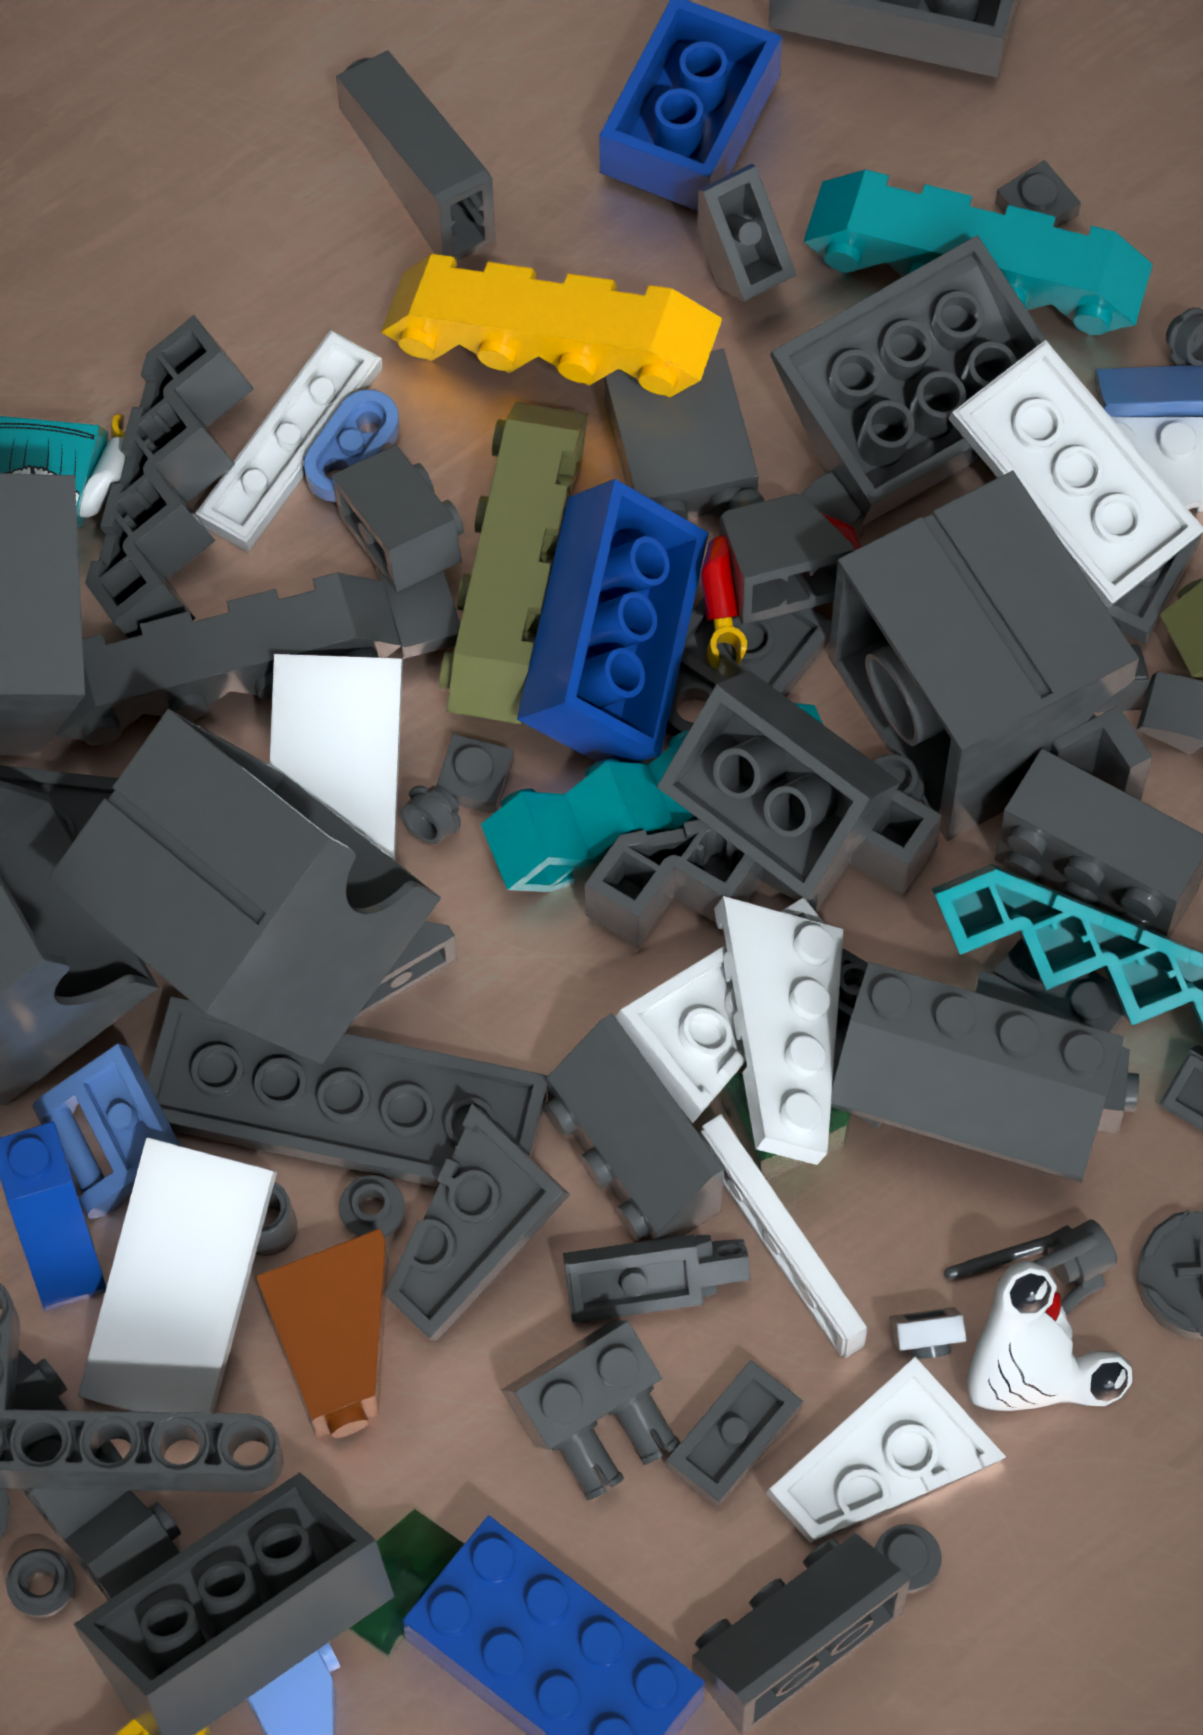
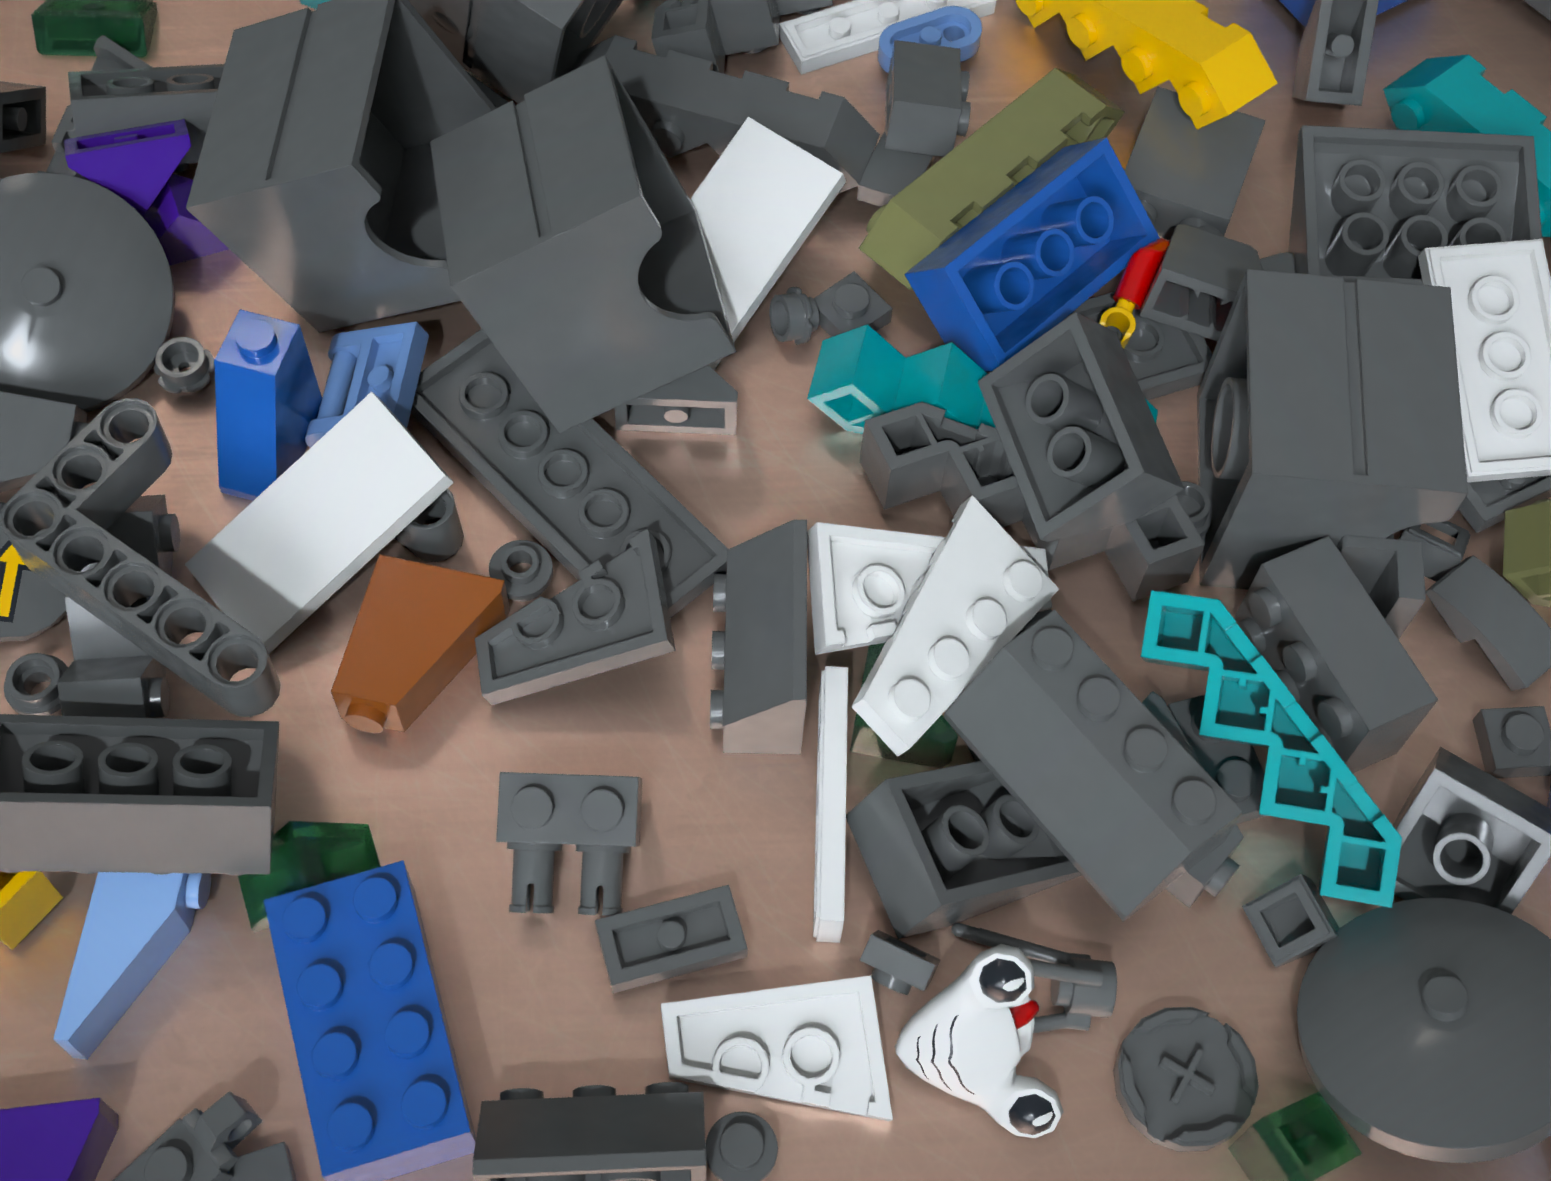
camera: 30 degrees right, 5 degrees down
(651, 1275) = (699, 762): dark grey hinge -> none
(904, 1210) = (951, 847): none -> dark grey slope

